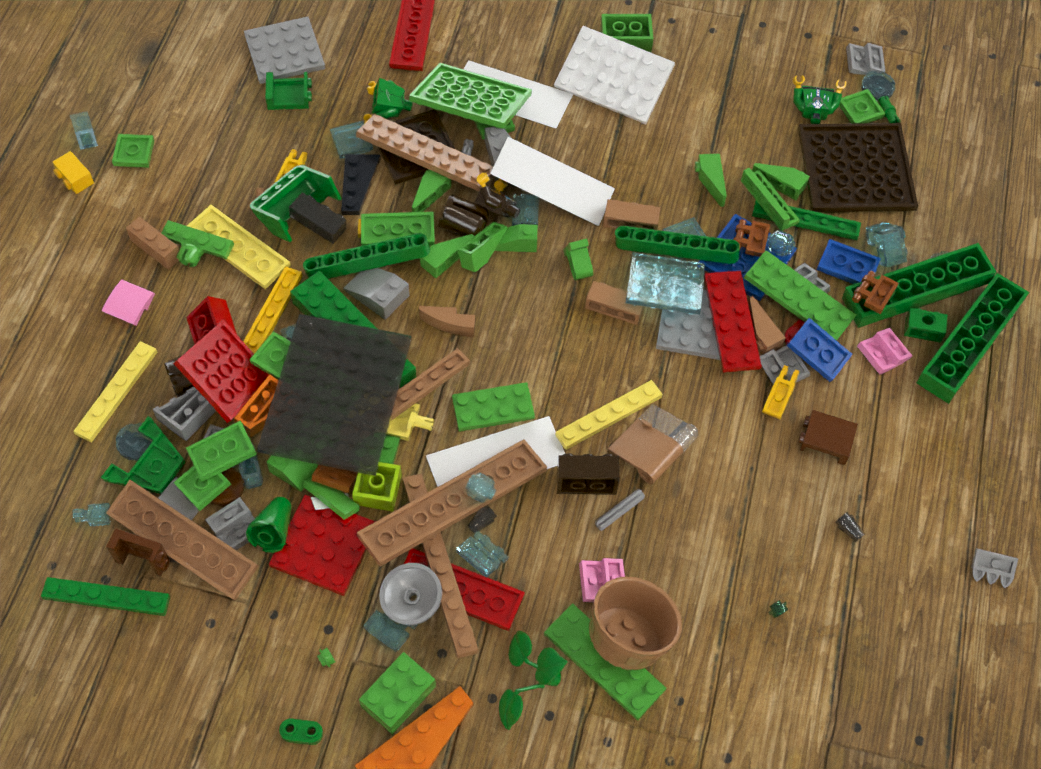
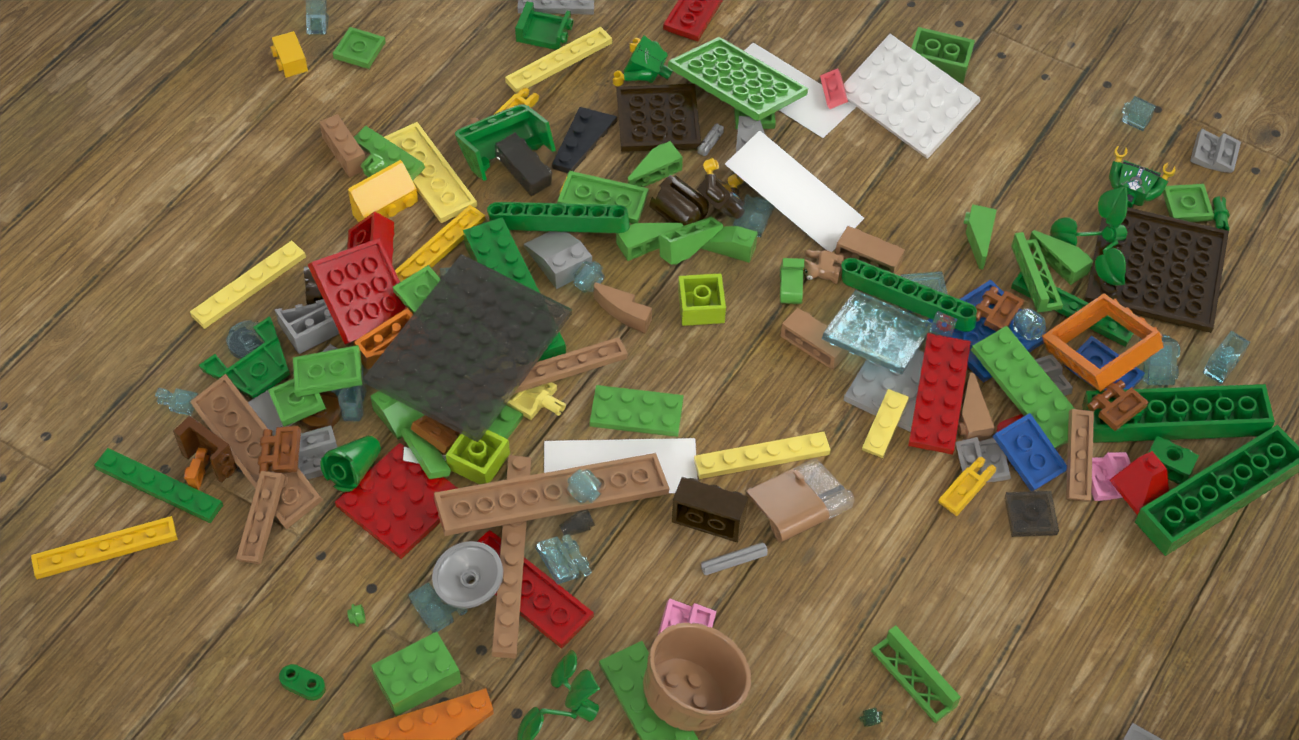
camera: 20 degrees right, 5 degrees down
(78, 668) = (104, 547): none -> yellow plate
(128, 302) = (294, 198): bright pink slope -> none
(135, 576) = (196, 471): none -> orange plate
(207, 277) = (383, 192): none -> yellow slope
(210, 598) = (260, 517): none -> medium nougat plate
(212, 534) = (286, 449): none -> dark orange plate
(311, 117) = (558, 60): none -> light yellow plate
(347, 142) = (592, 93): clear light blue tile -> none
(410, 301) = (587, 275): none -> clear light blue head
(424, 151) = (663, 123): medium nougat plate -> none
(512, 295) = (701, 299): none -> lime brick
(551, 84) = (833, 88): none -> coral plate
(601, 236) = (827, 267): none -> medium nougat animal
(698, 359) = (885, 423): none -> light yellow plate
(715, 263) = (943, 324): none -> clear light blue tile
(796, 42) = (1138, 113): none -> clear light blue brick
(802, 555) = (922, 668): none -> bright green fence
(815, 128) = (1112, 206): none -> green plant
(828, 435) = (1005, 548): reddish brown panel -> none
(832, 212) = (1056, 340): none -> orange window
(837, 399) = (1031, 513): none -> clear smoke plate
(849, 526) = (991, 654): clear smoke cone -> none
(858, 341) = (1079, 455): none -> medium nougat plate
(879, 84) = (1220, 183): clear light blue tile -> none
(913, 350) = (1142, 481): none -> red slope
(937, 228) = (1226, 357): none -> clear light blue brick

